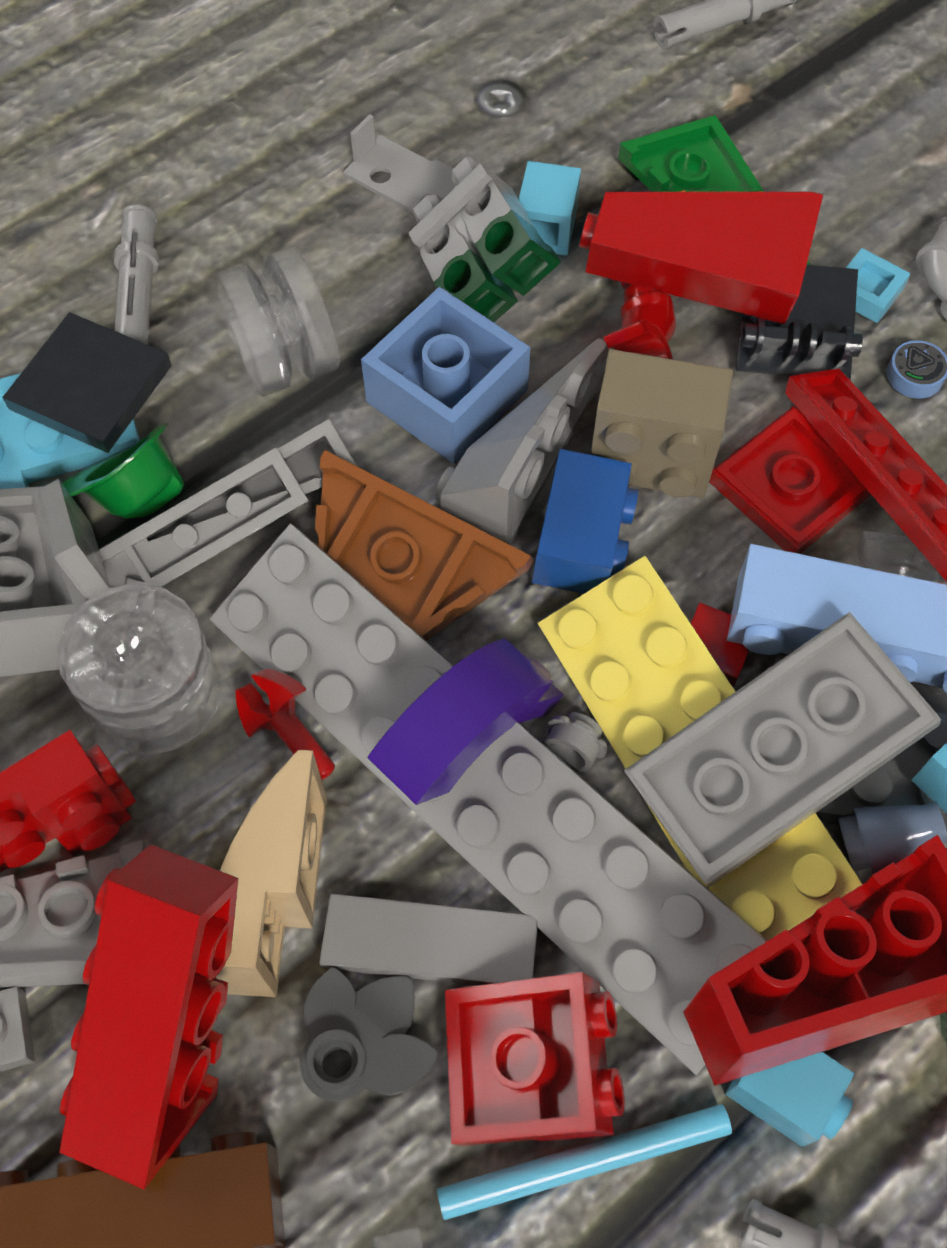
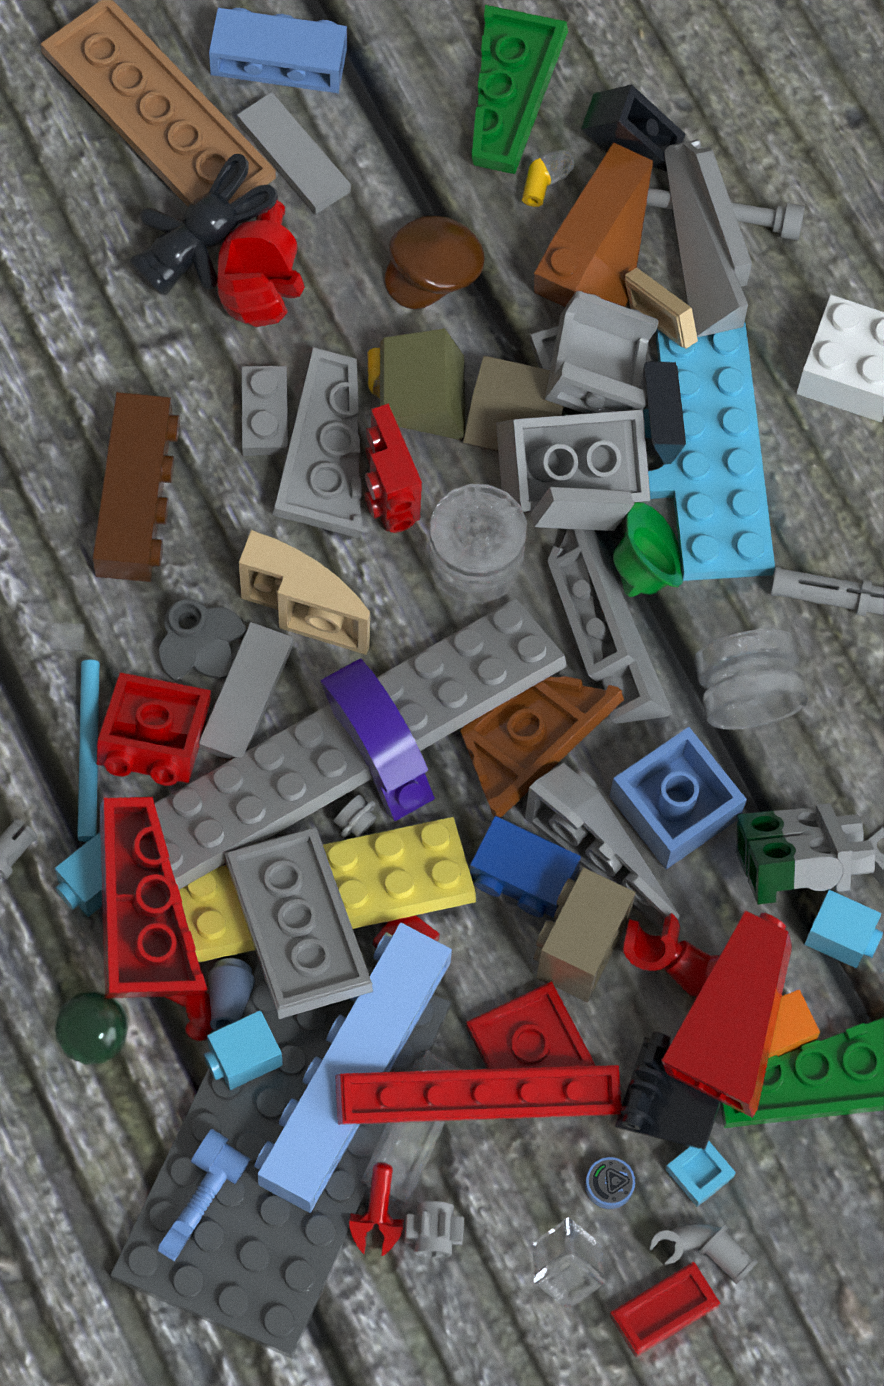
camera: 100 degrees right, 5 degrees up
(87, 382) = (733, 541): black tile -> none
(149, 1014) = (222, 500): red wedge -> none
(279, 714) = (437, 622): red bar -> none

